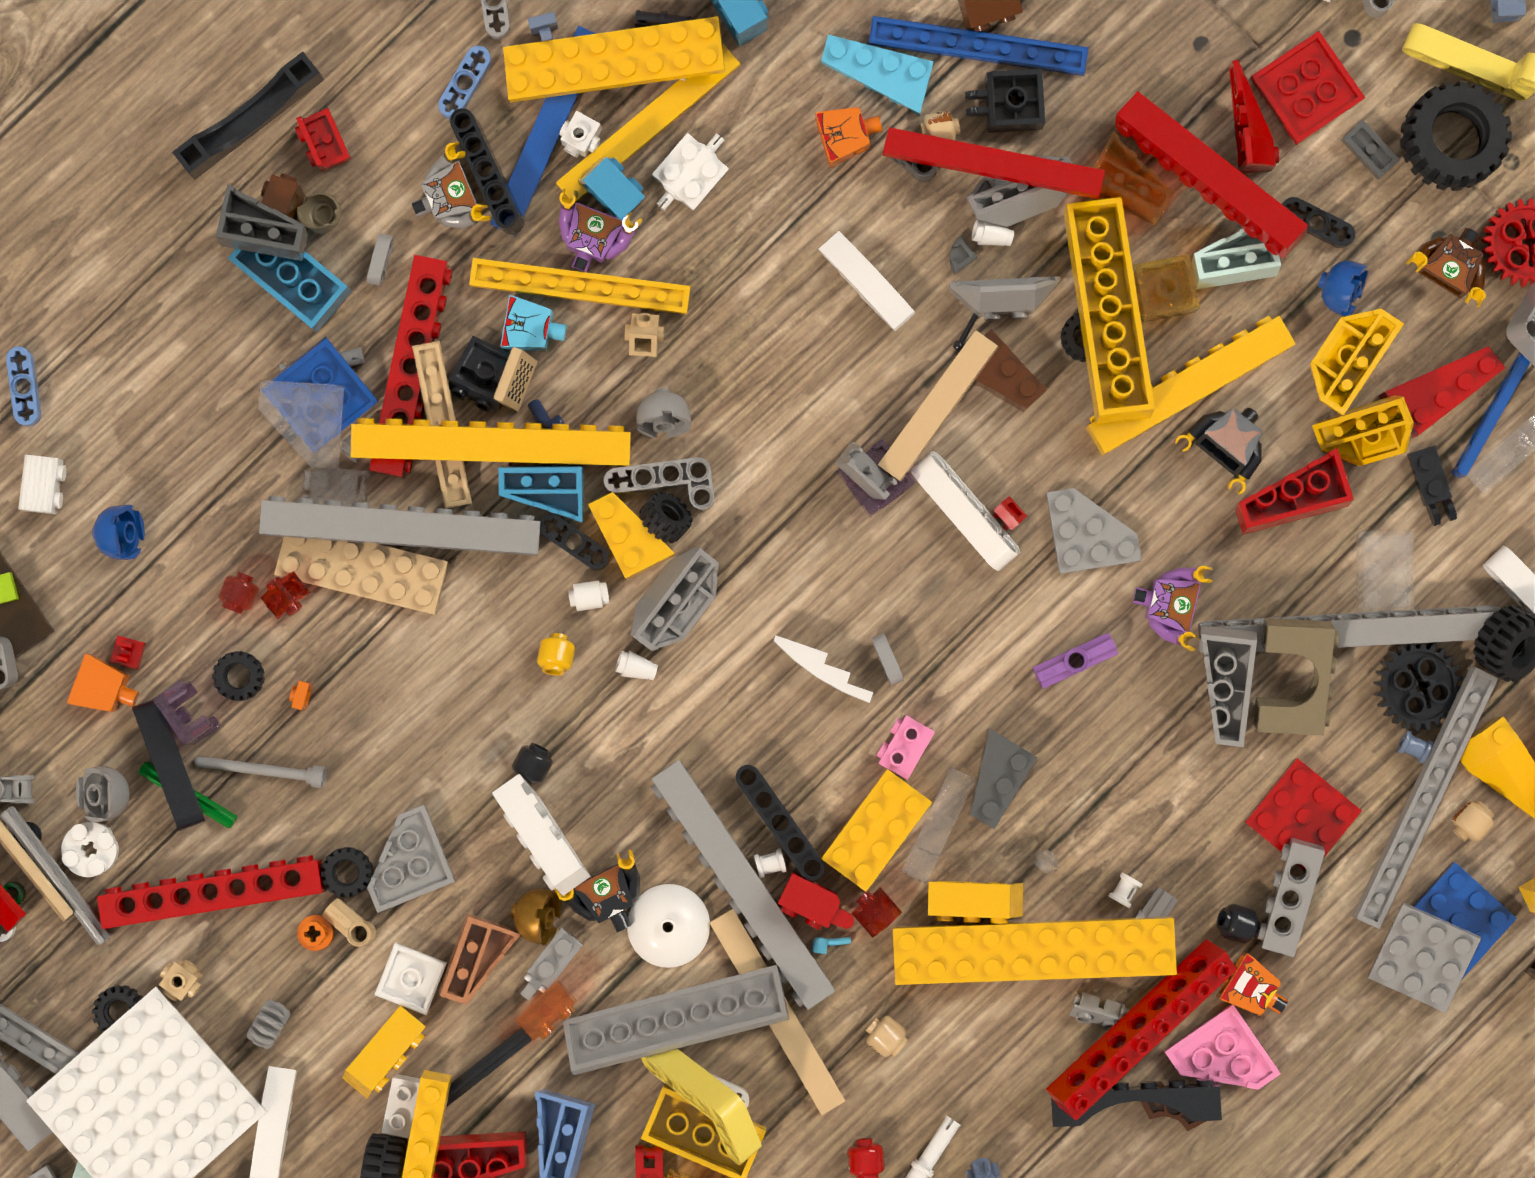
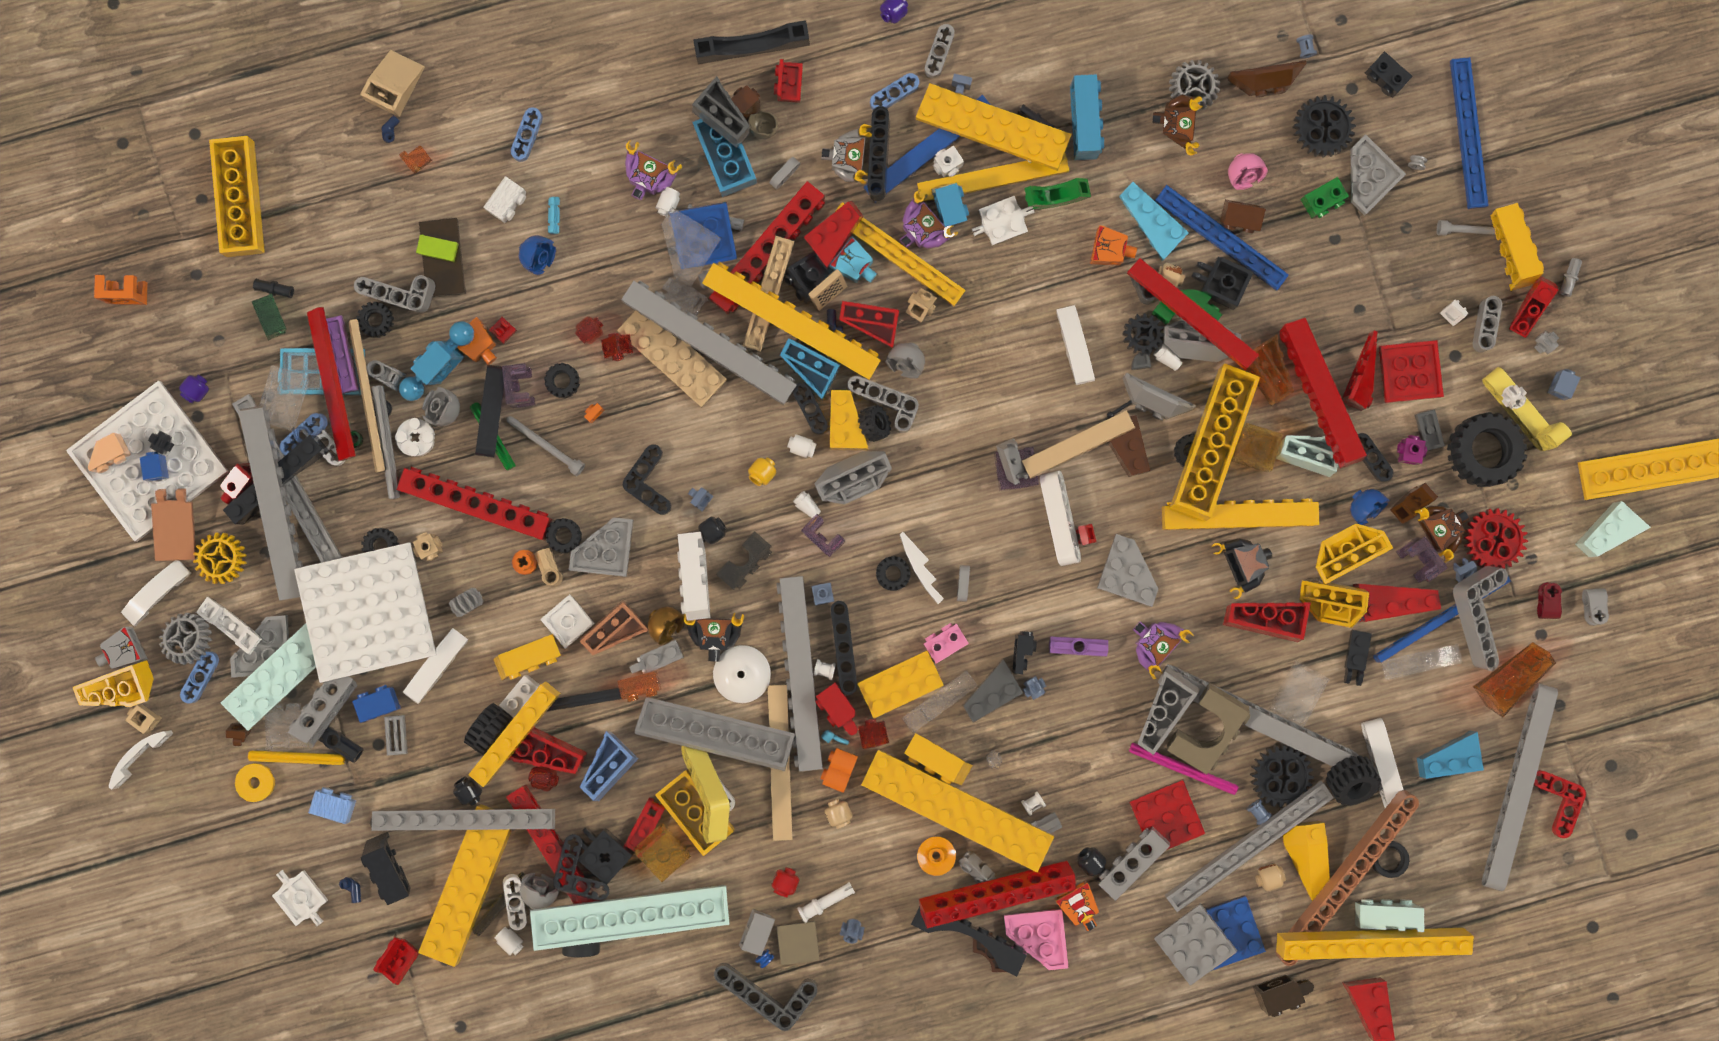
camera: 25 degrees right, 0 degrees up
(65, 738) = (437, 361): none -> dark azure brick
(114, 471) = (553, 215): none -> medium azure axle
(205, 352) = (648, 173): none -> torso
(249, 374) = (668, 199): none -> white brick
(413, 756) = (641, 486): none -> black beam
(483, 303) = (833, 232): none -> red wedge
(496, 731) = (700, 498): none -> sand blue tile
(592, 387) = (872, 320): none -> red wedge
(604, 757) = (735, 575): none -> clear smoke arch
(675, 702) = (819, 540): none -> panel
(716, 768) = (822, 593): none -> sand blue brick
(742, 102) = (1057, 195): none -> green arch
(791, 677) = (881, 573): none -> black tyre
(858, 980) = (839, 769): none -> orange brick
(955, 226) = (1147, 340): none -> black gear
(992, 137) = (1165, 314): none -> green arch
(1006, 697) = (1023, 645): none -> black plate
(1046, 1035) = (936, 866): none -> light orange dish
(1047, 743) = (1034, 687): none -> sand blue gear
(1292, 743) = (1184, 769): none -> dark pink axle
(1365, 195) = (1411, 450): none -> magenta brick
(1397, 250) = (1413, 500): none -> reddish brown brick
(1453, 51) = (1514, 397): none -> white gear
(1453, 310) = (1428, 556): none -> panel
(1510, 302) = (1464, 571): none -> sand blue tile

